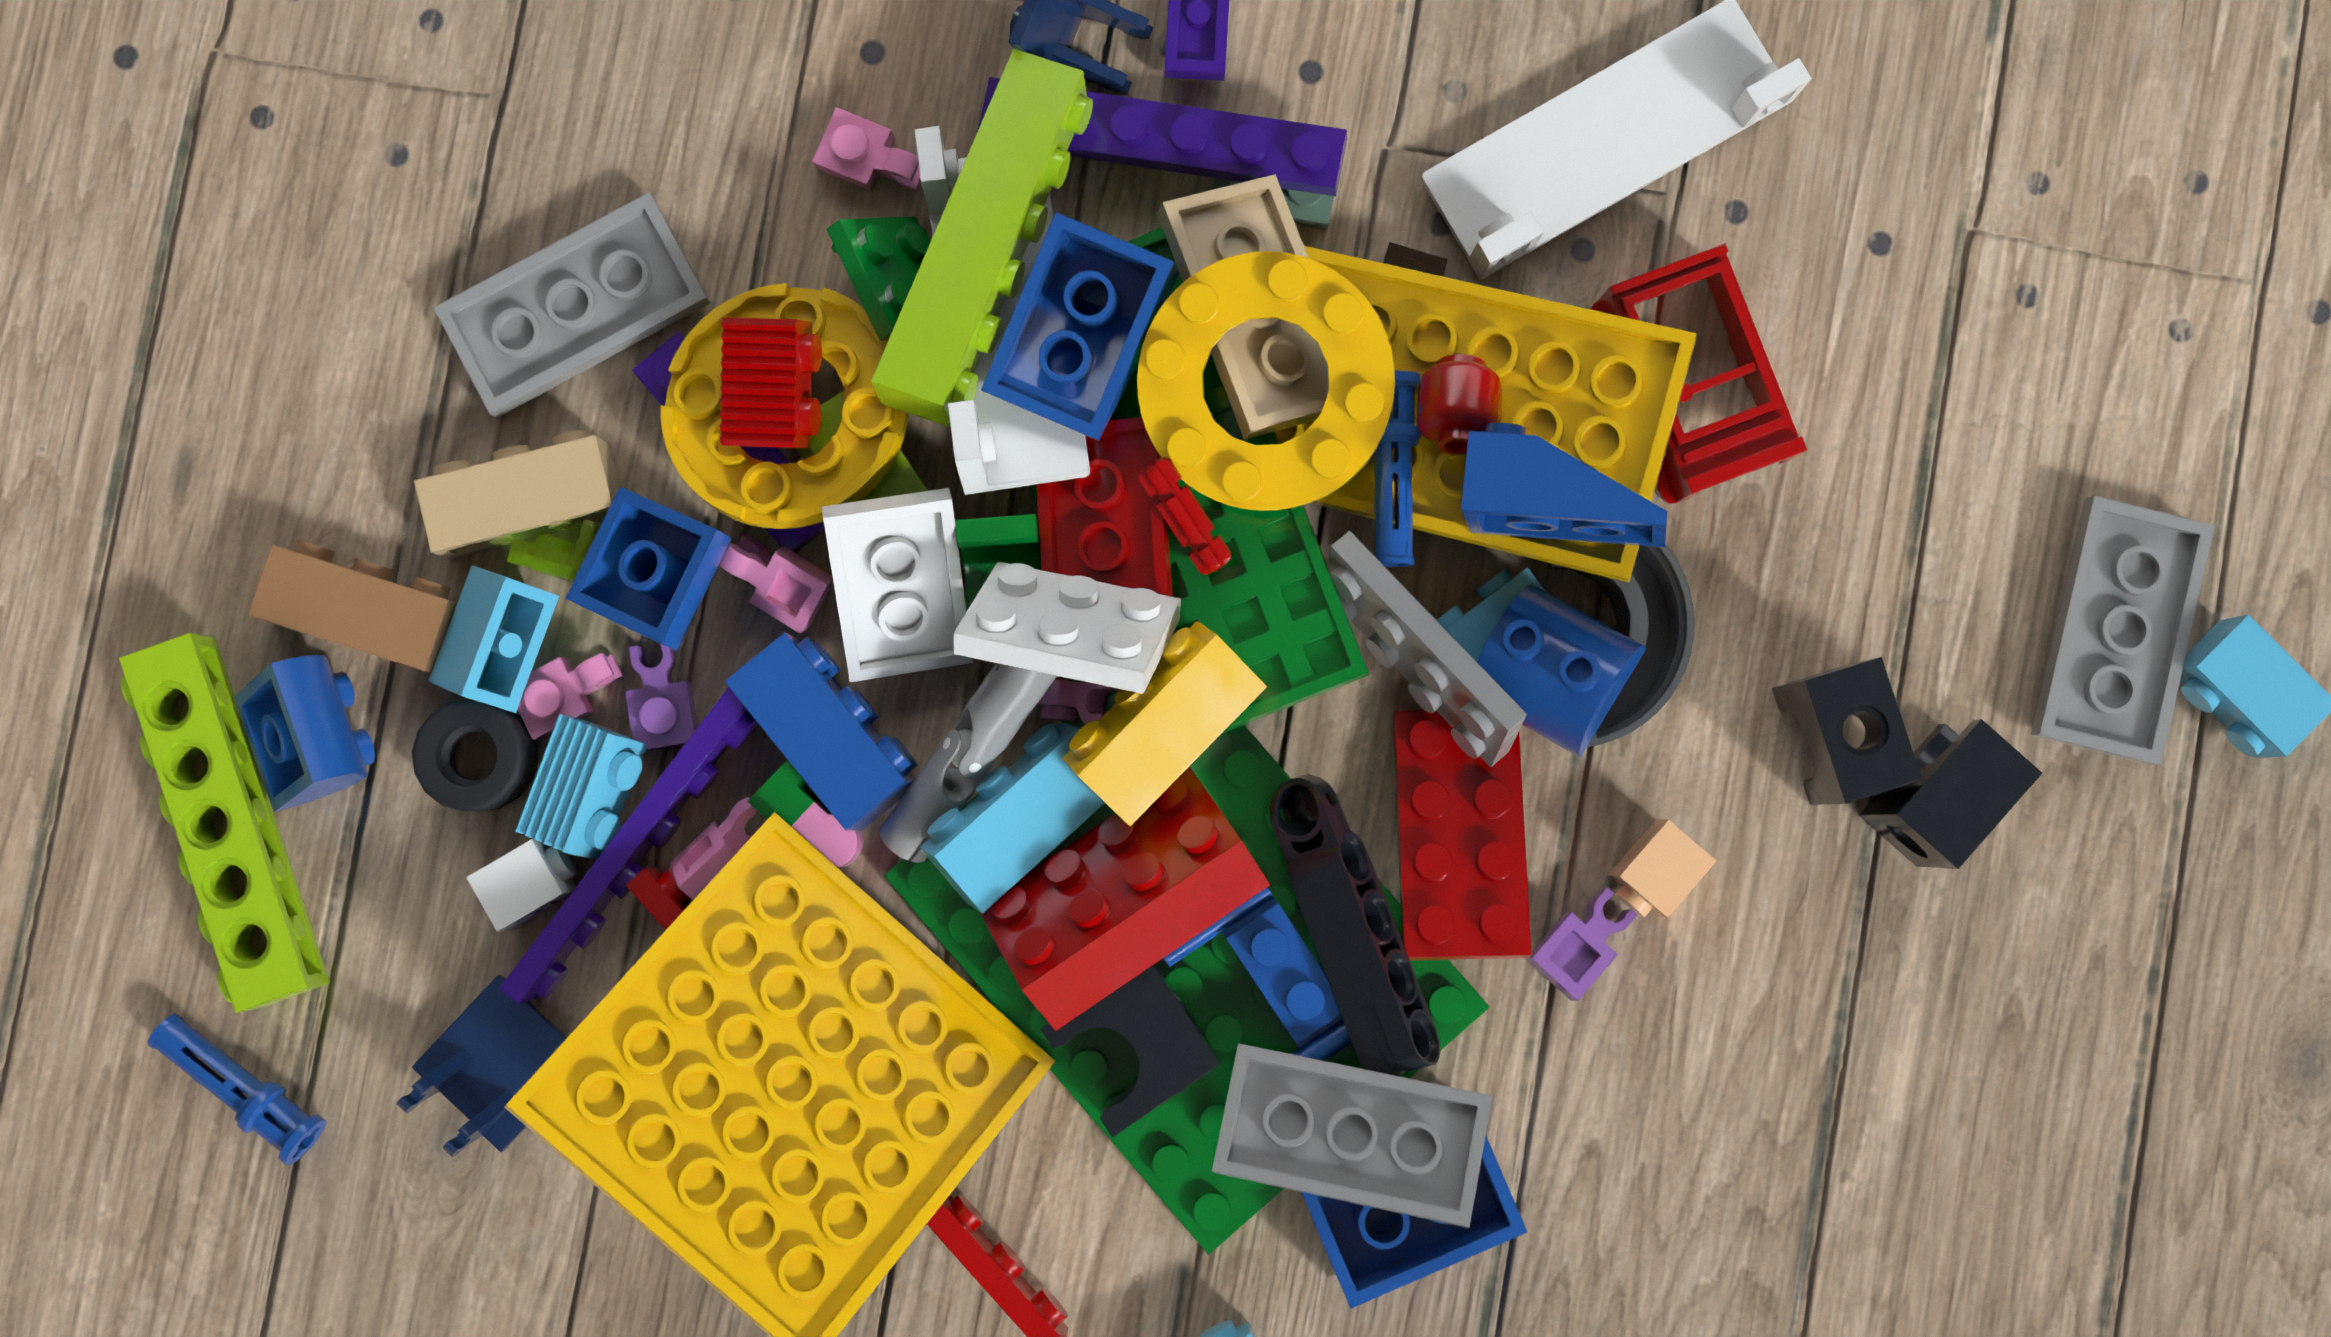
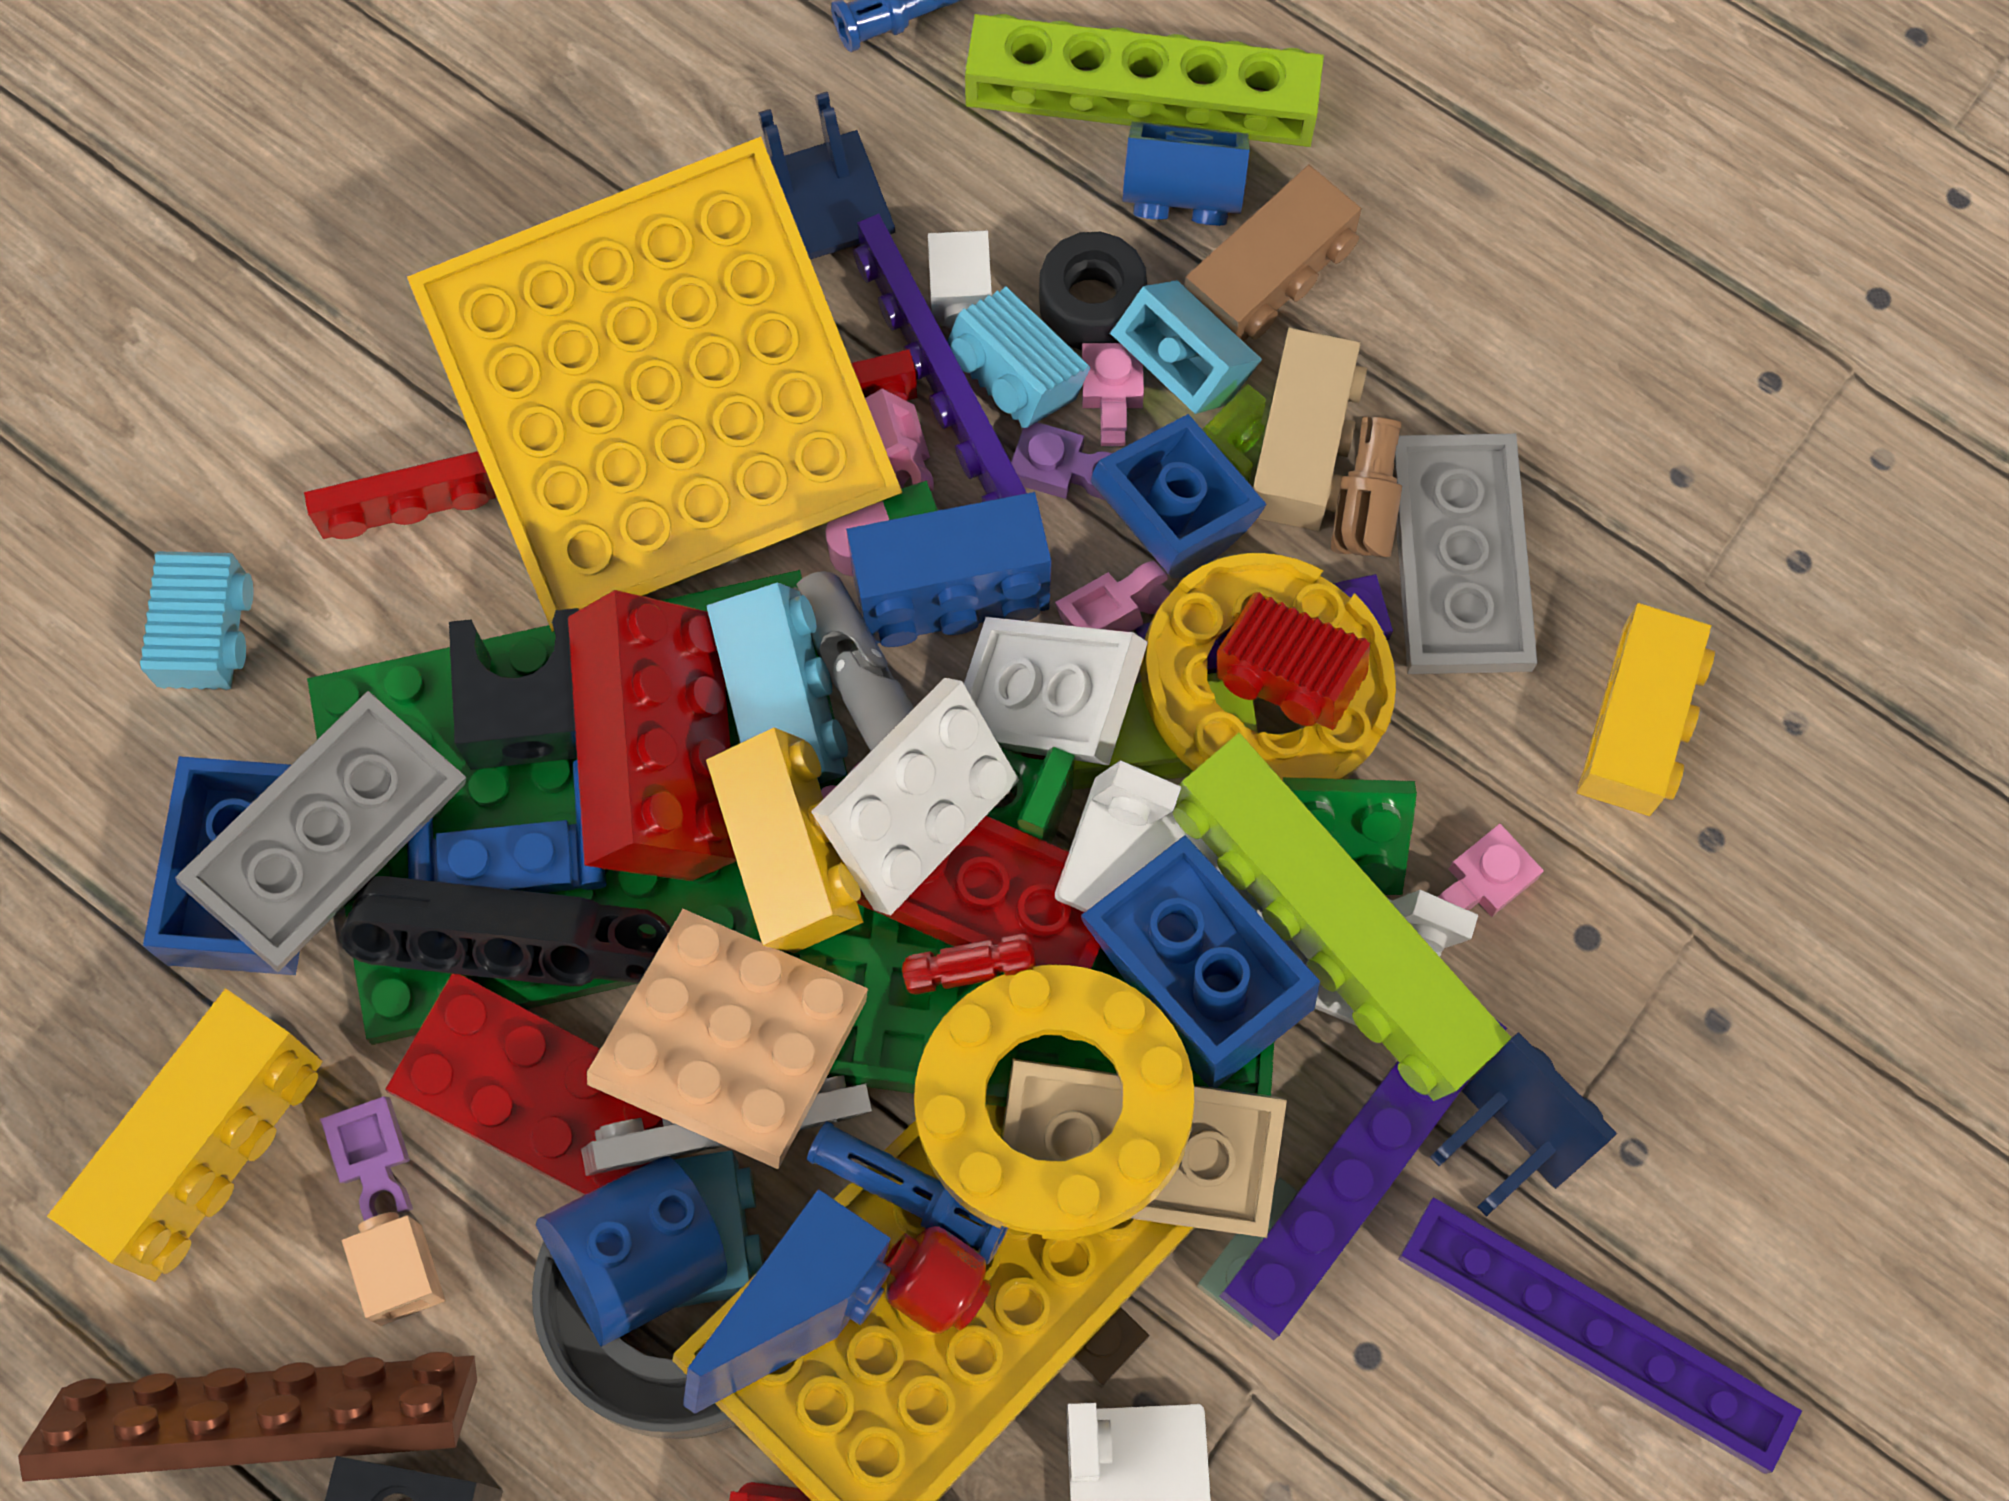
camera: 115 degrees right, 15 degrees down
(560, 405) = (1369, 494): none -> medium nougat arm
(645, 83) = (1647, 710): none -> yellow brick
(1356, 674) = (728, 1038): none -> light nougat plate
(1657, 1096) = (188, 1139): none -> yellow brick
(1839, 905) = (251, 1417): none -> copper plate

